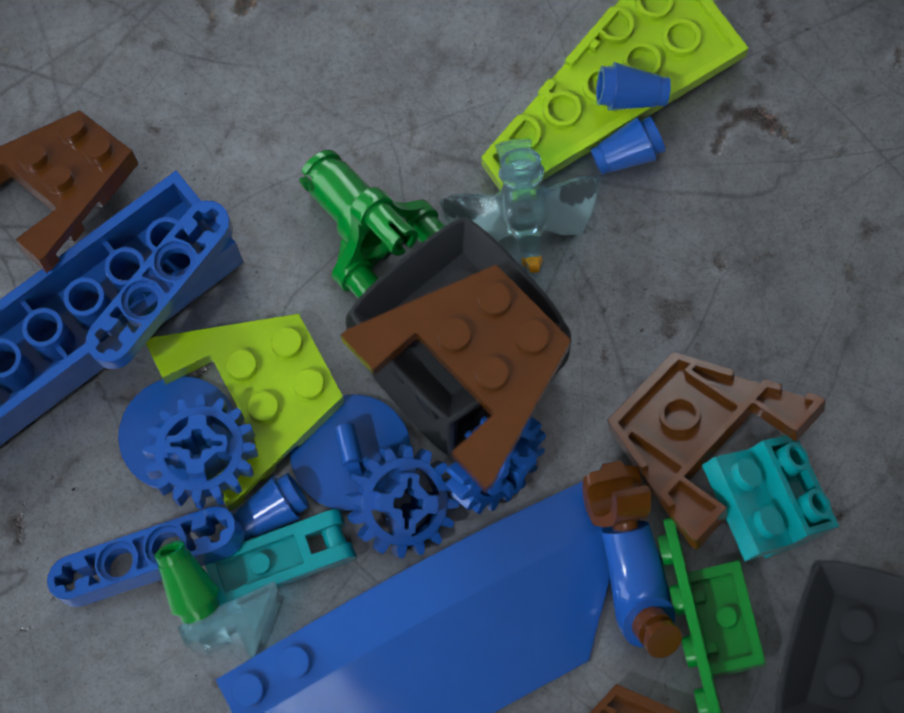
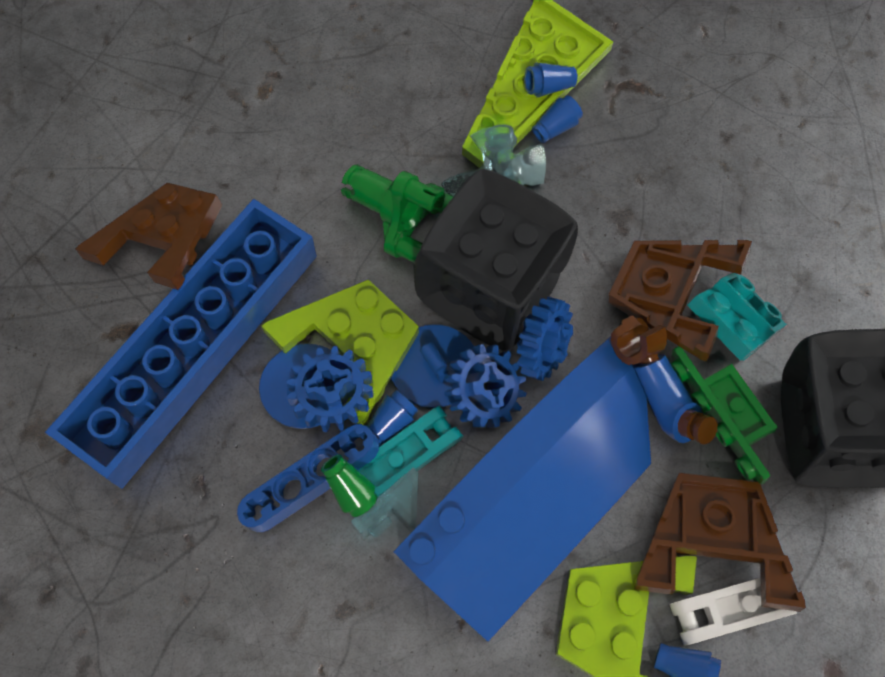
camera: 25 degrees left, 5 degrees down
(167, 288) = (261, 274): blue beam -> none
(490, 342) = (529, 244): reddish brown wing -> none

